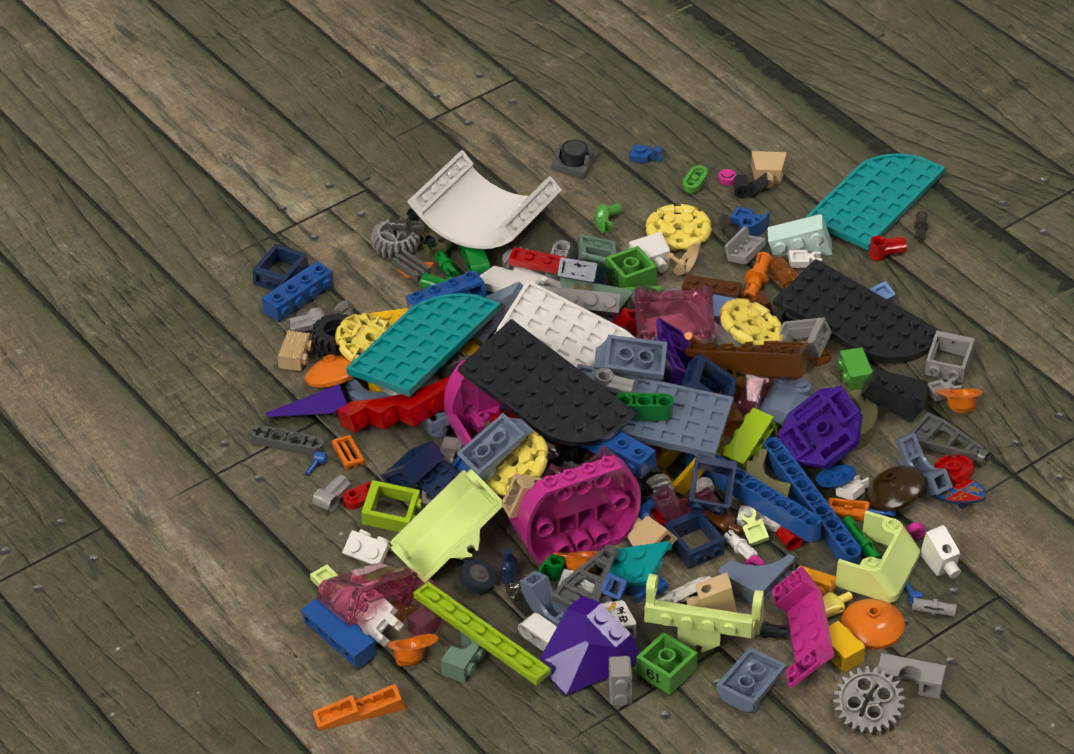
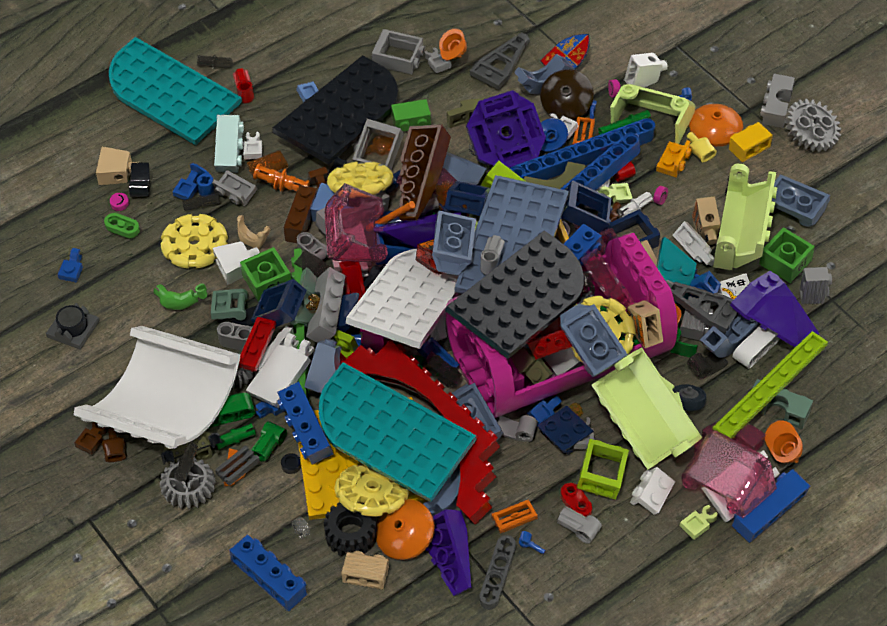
camera: 90 degrees left, 10 degrees up
(264, 277) = (241, 609): dark blue window -> none
(305, 322) = (317, 556): light grey piece -> none
(351, 710) = (855, 490): orange slope -> none
(413, 465) = (567, 458): dark blue window -> none
(508, 567) = (677, 372): dark blue piece -> none
(649, 405) = (520, 228): green beam -> none
(748, 578) = (681, 193): sand blue arch -> none
(807, 624) = (760, 155): dark pink slope -> none
(896, 393) = (455, 82): black wedge -> none
(934, 607) = (699, 82): light grey pin -> none
(958, 468) = (535, 57): red tile -> none

